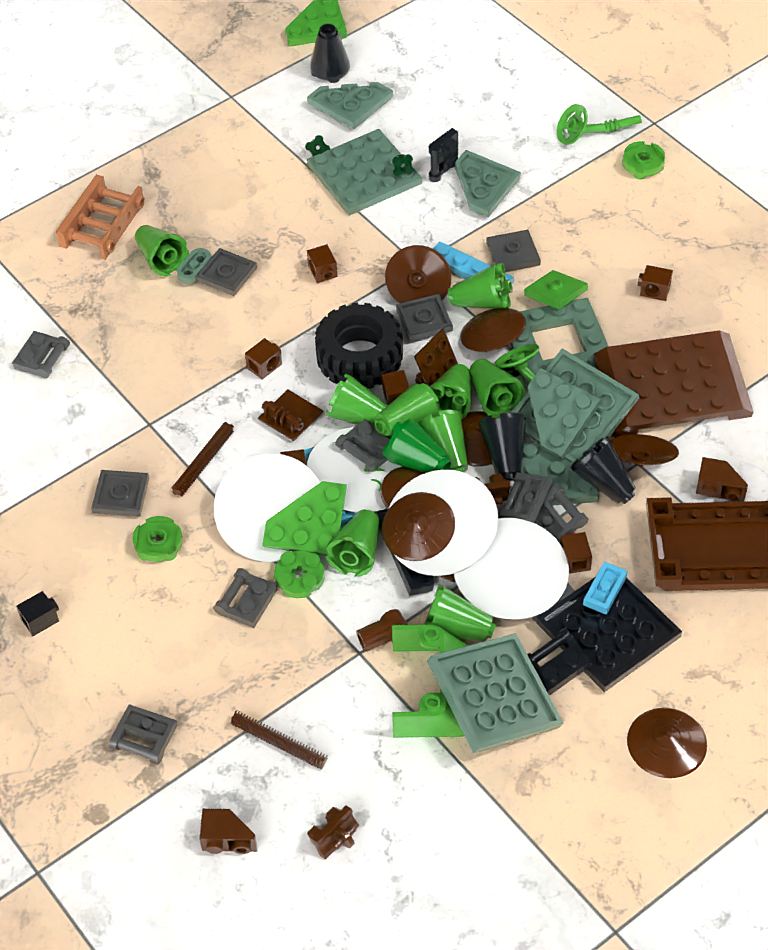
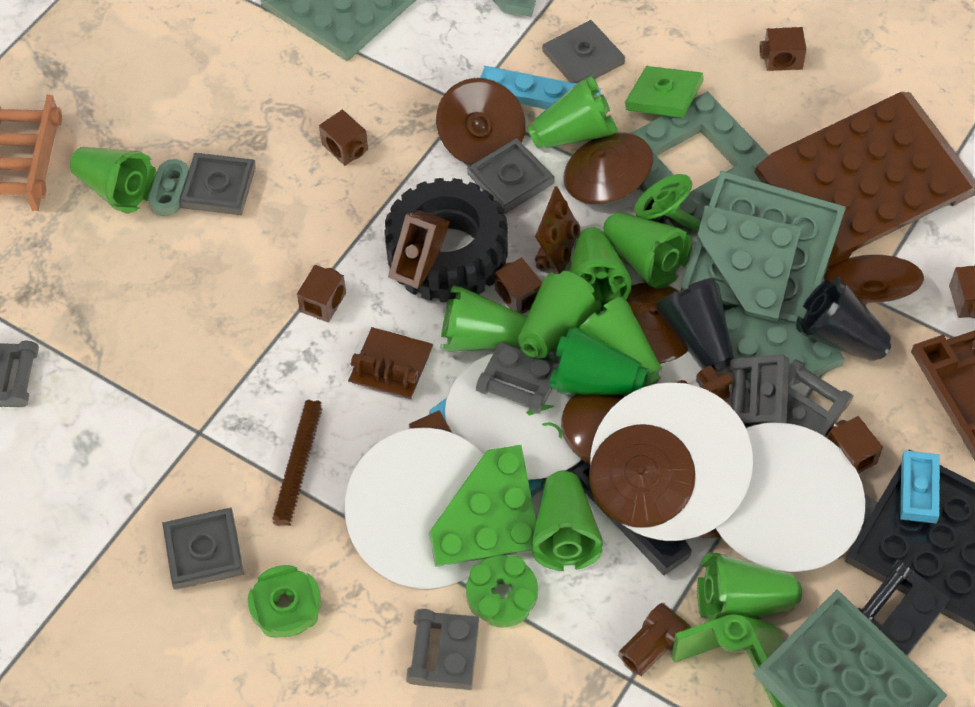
camera: 20 degrees left, 5 degrees up
(330, 341) = (417, 247): none -> reddish brown slope

